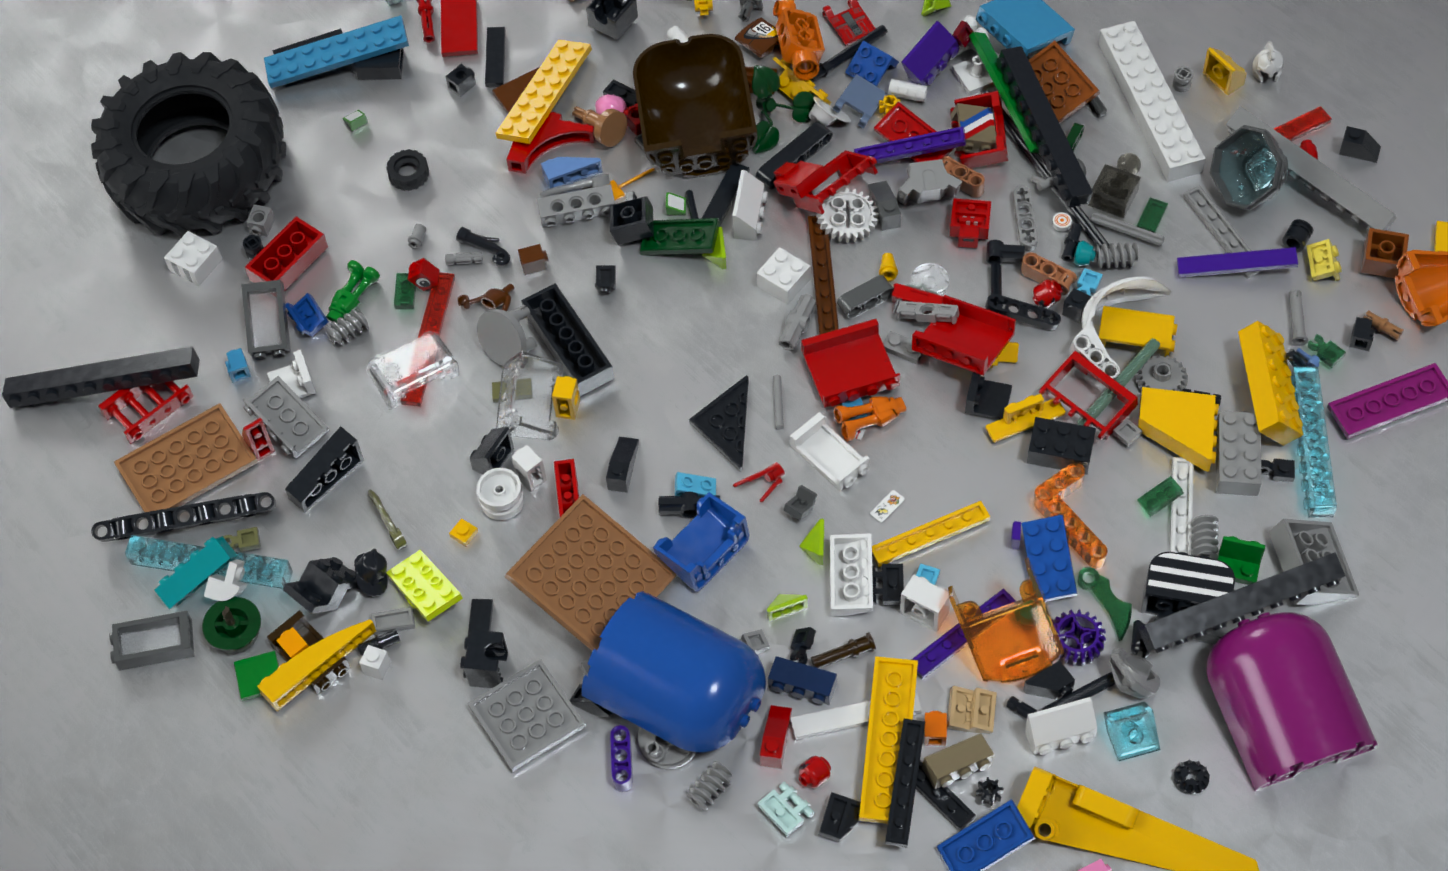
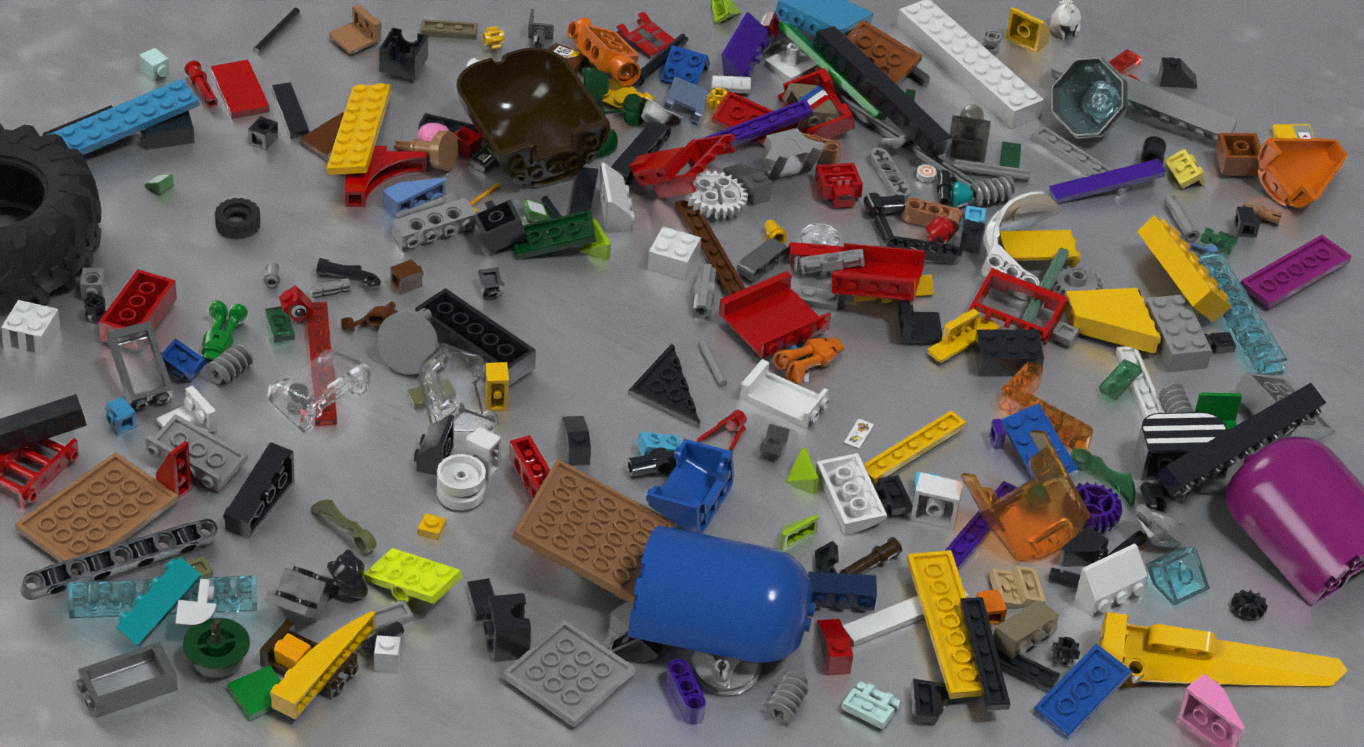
camera: 25 degrees left, 15 degrees down
(814, 772) = (887, 666): red head -> none
(1295, 359) = (1197, 245): black axle -> none

